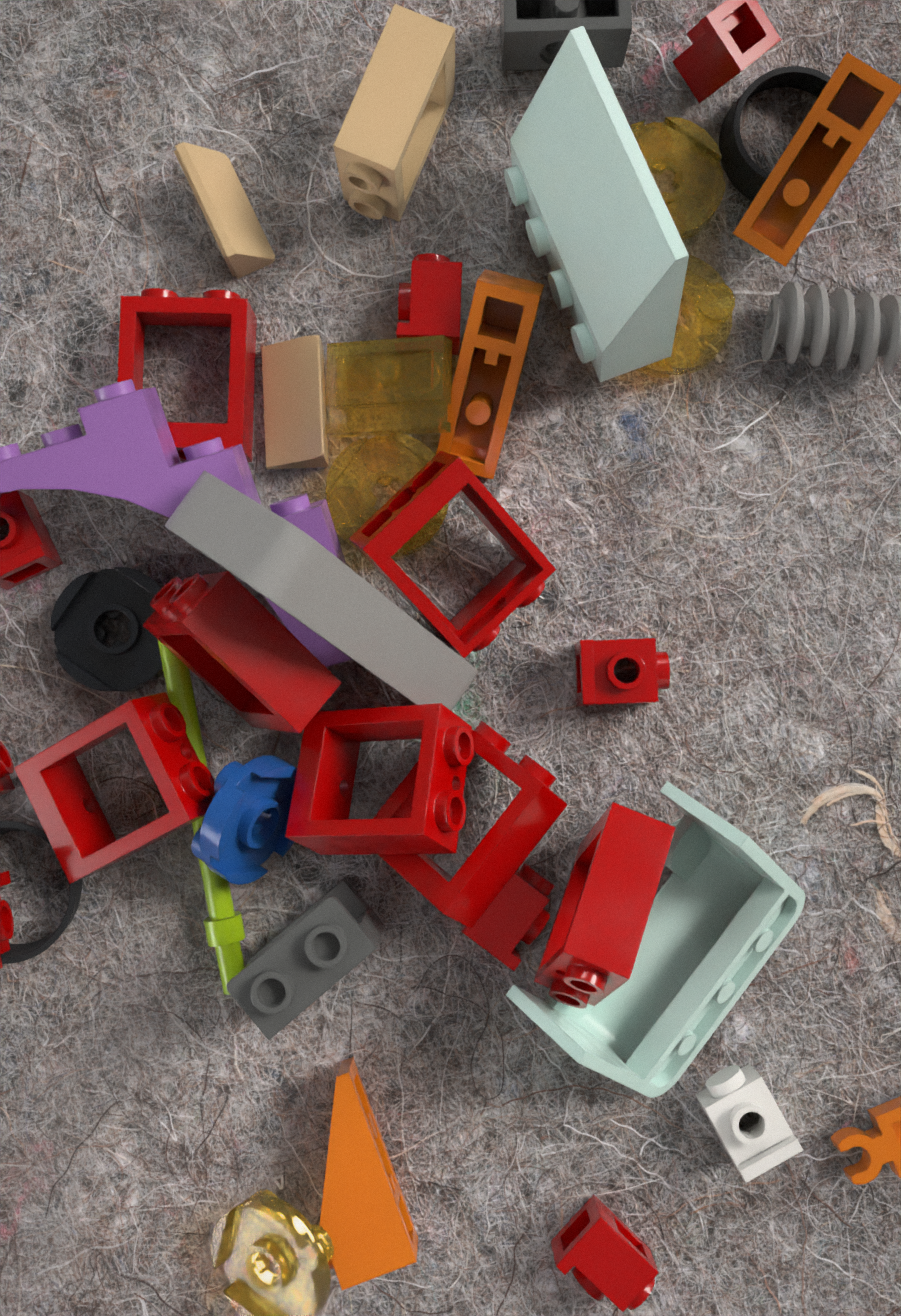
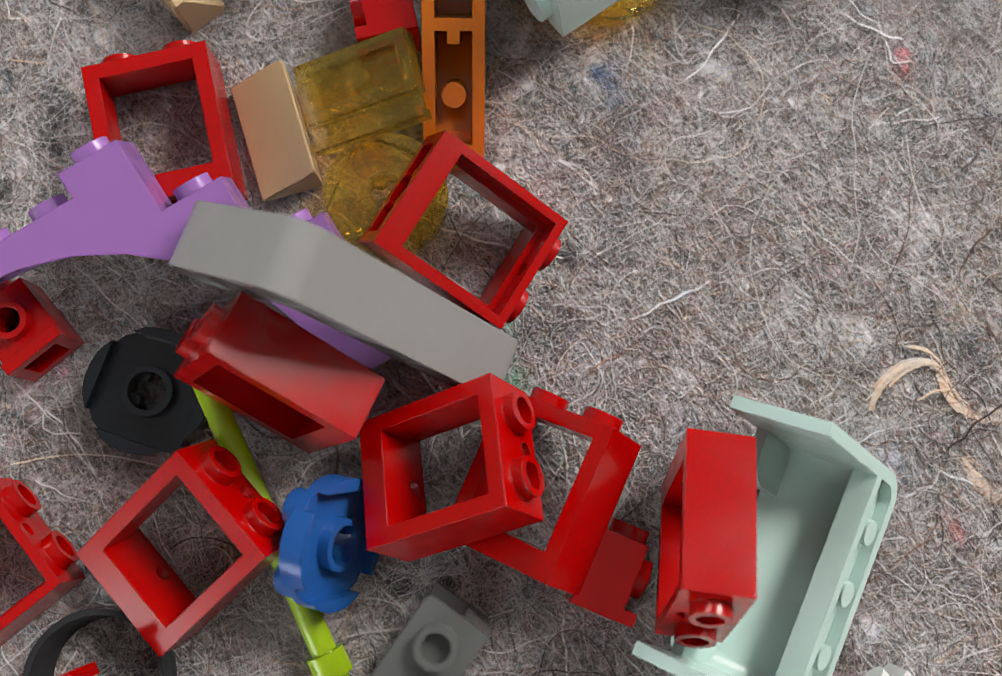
camera: 15 degrees left, 5 degrees down
(596, 677) = (639, 323): red brick -> none

